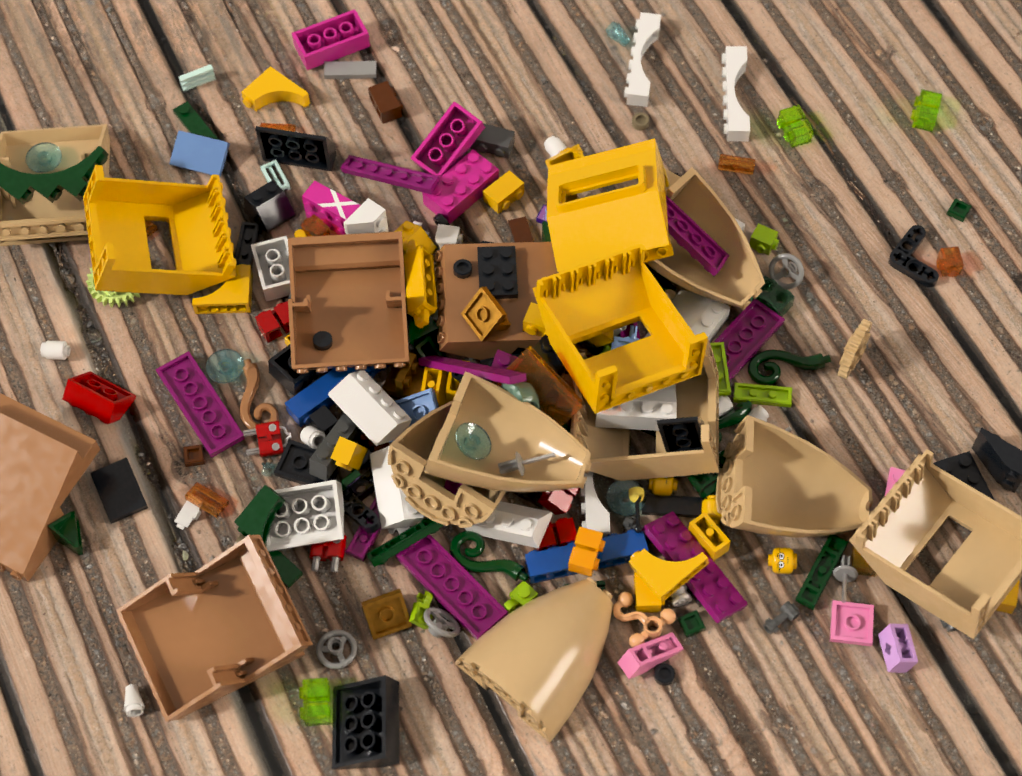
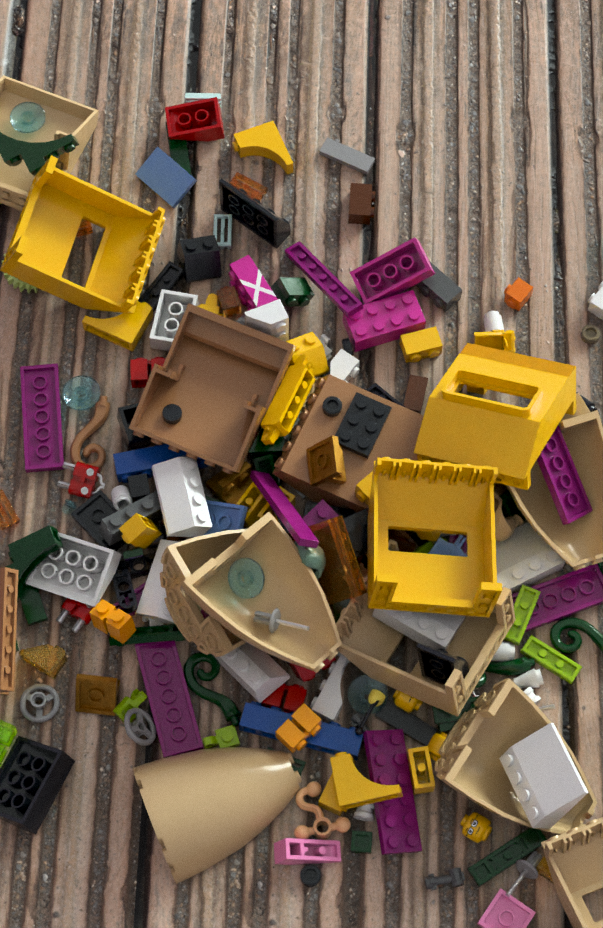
camera: 25 degrees right, 5 degrees up
(194, 455) = (12, 463): reddish brown tile -> none
(201, 95) = (195, 121): none -> red slope
(321, 607) = (45, 658): none -> clear yellow slope
(331, 39) = (343, 118): dark pink brick -> none
(369, 190) = (293, 291): none -> dark green brick
(374, 540) = (118, 623): none -> light orange piece
(562, 115) = (517, 294): none -> orange brick
(820, 484) = (543, 777): none -> white slope

